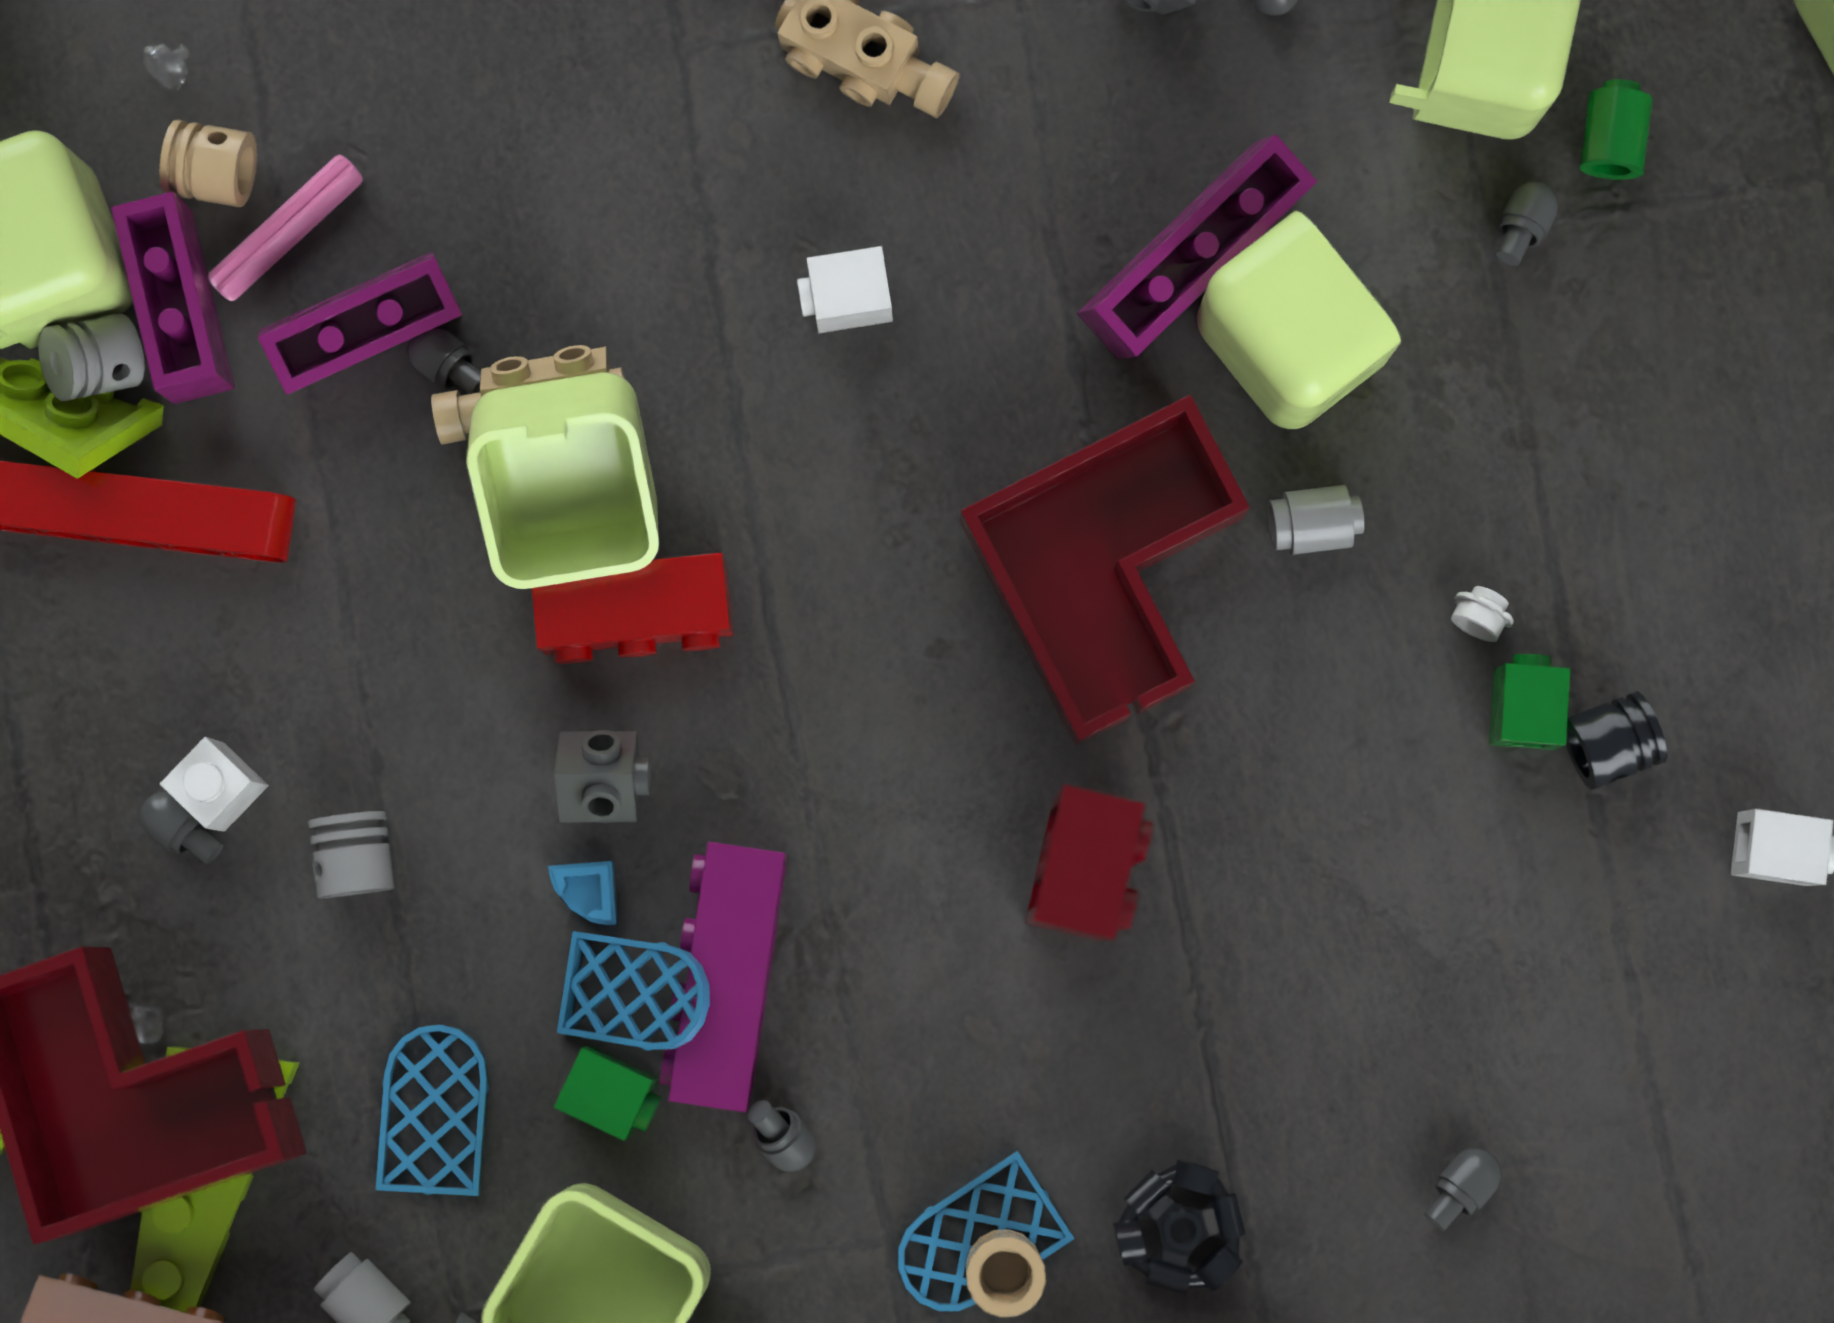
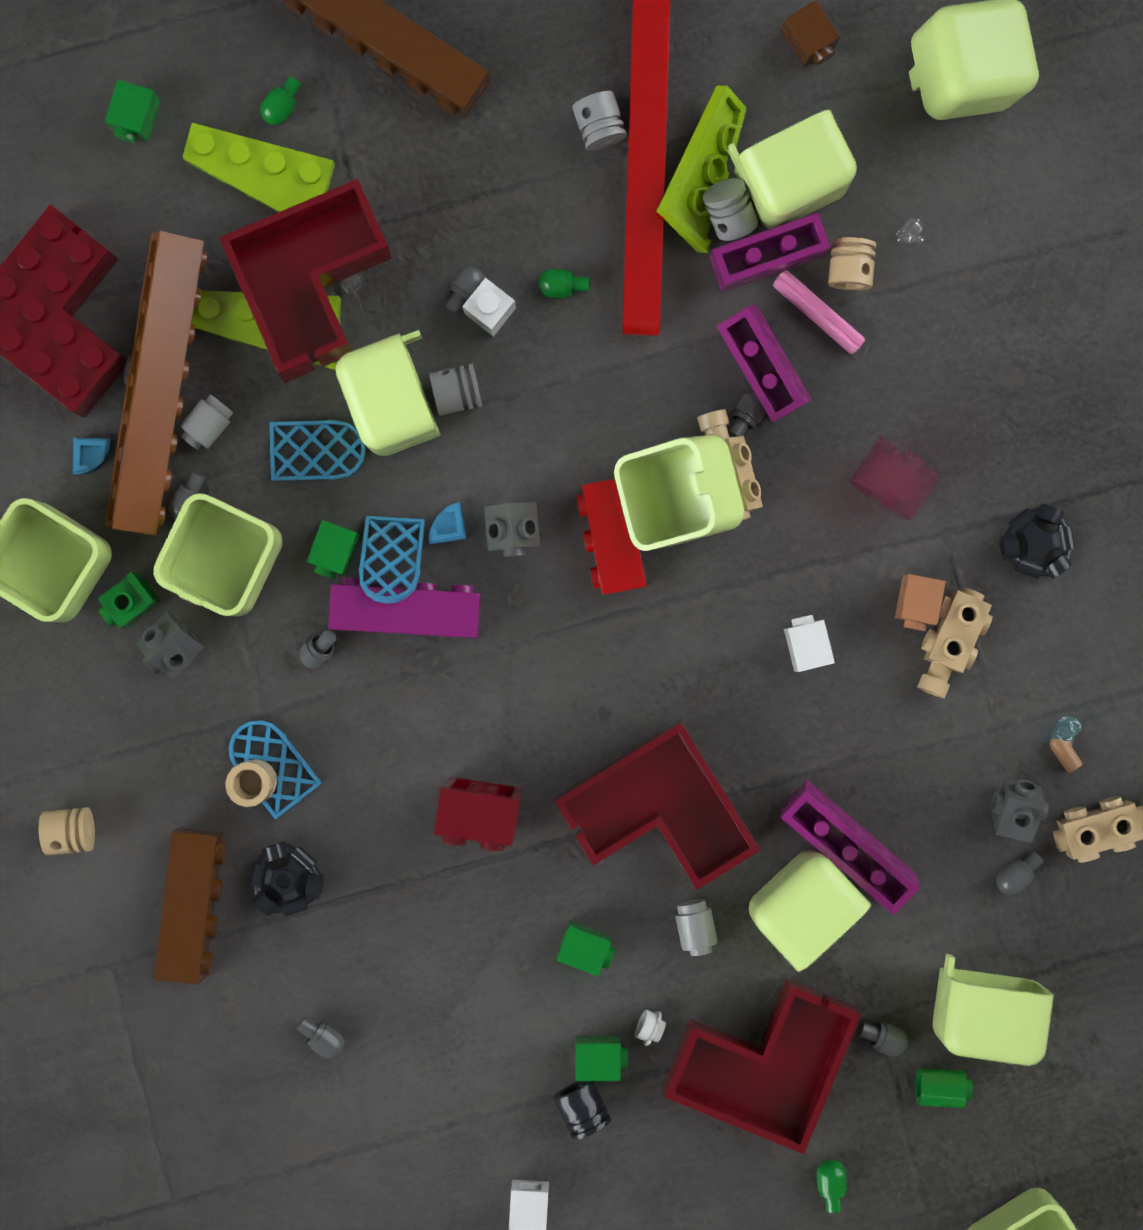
camera: 85 degrees right, 5 degrees up
(188, 659) = (561, 283): none -> green cylinder
(345, 970) = (386, 395): none -> yellowish green piece
(579, 120) = (895, 479): none -> clear pink brick
(790, 98) = (919, 601): none -> nougat brick
(1339, 712) = (585, 949): none -> green brick
(1595, 408) = (771, 1086): none -> dark red piece
(1767, 328) = (831, 1183): none -> green cylinder

